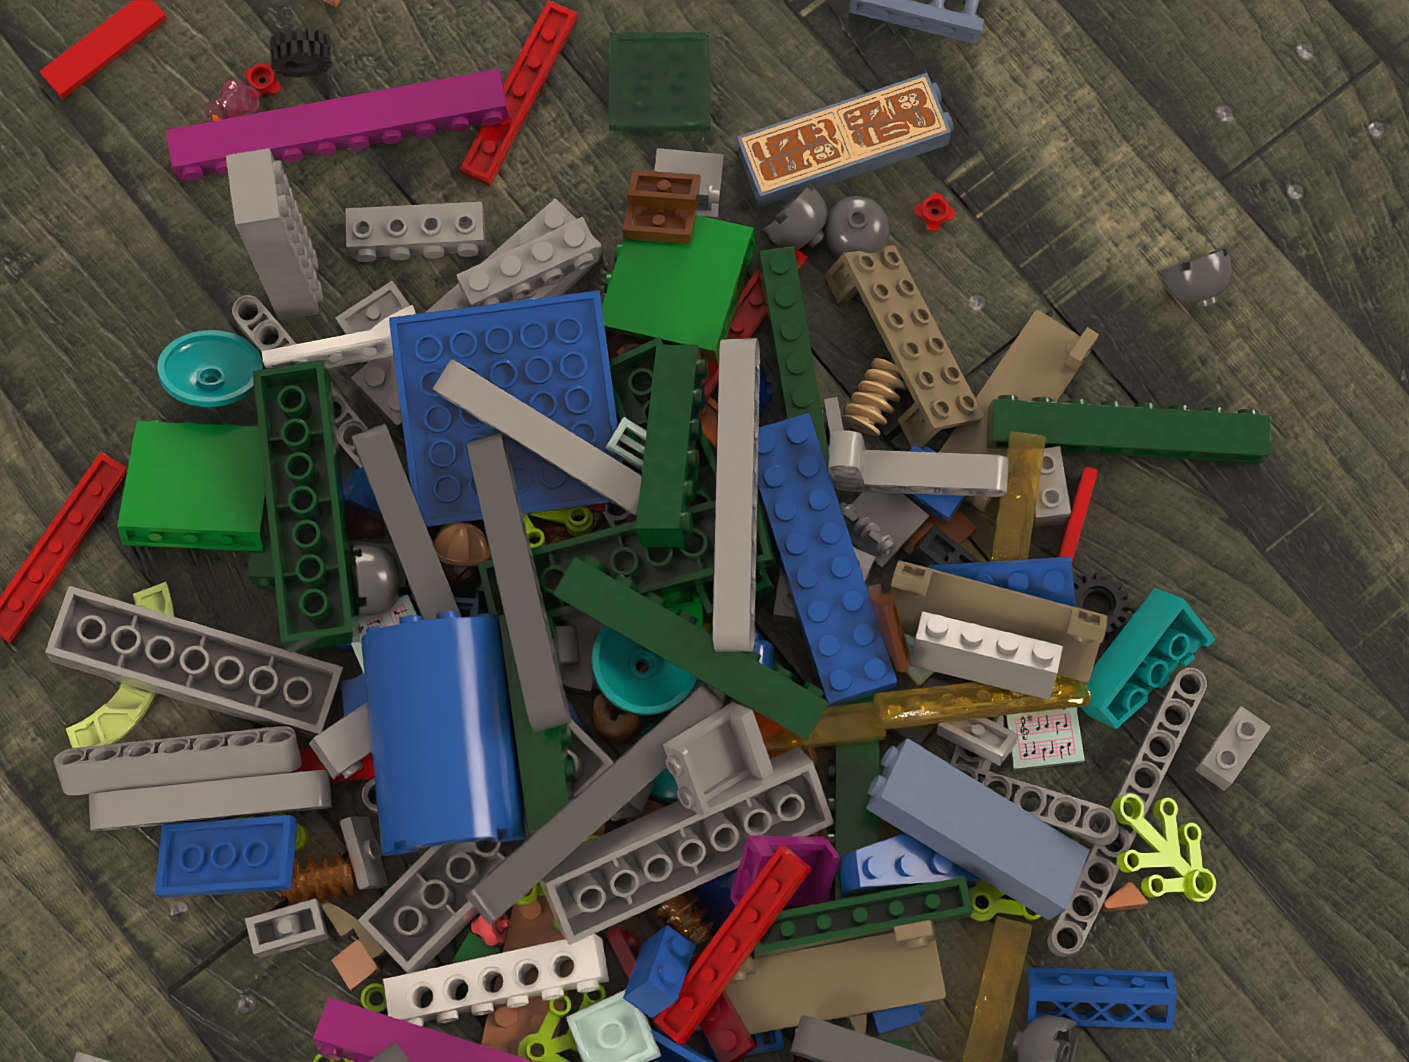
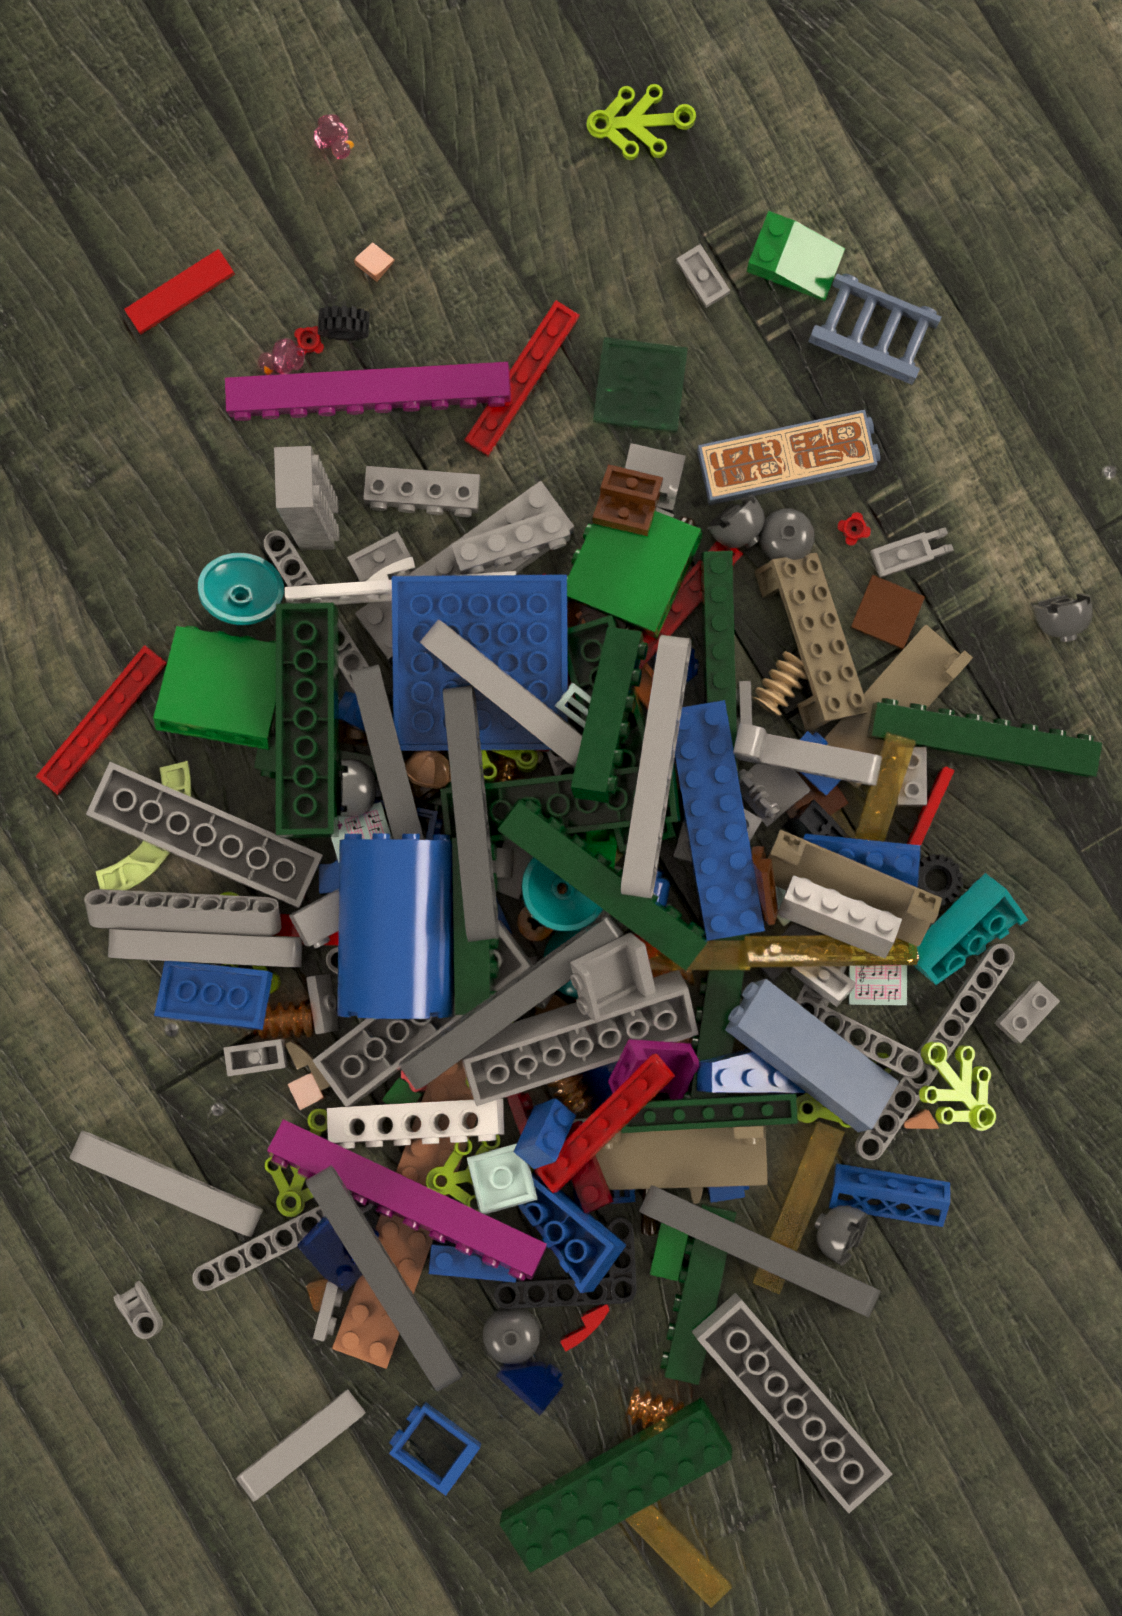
camera: 10 degrees right, 10 degrees up
(989, 302) = (887, 612): none -> reddish brown tile
(1004, 230) = (908, 552): none -> light grey hinge

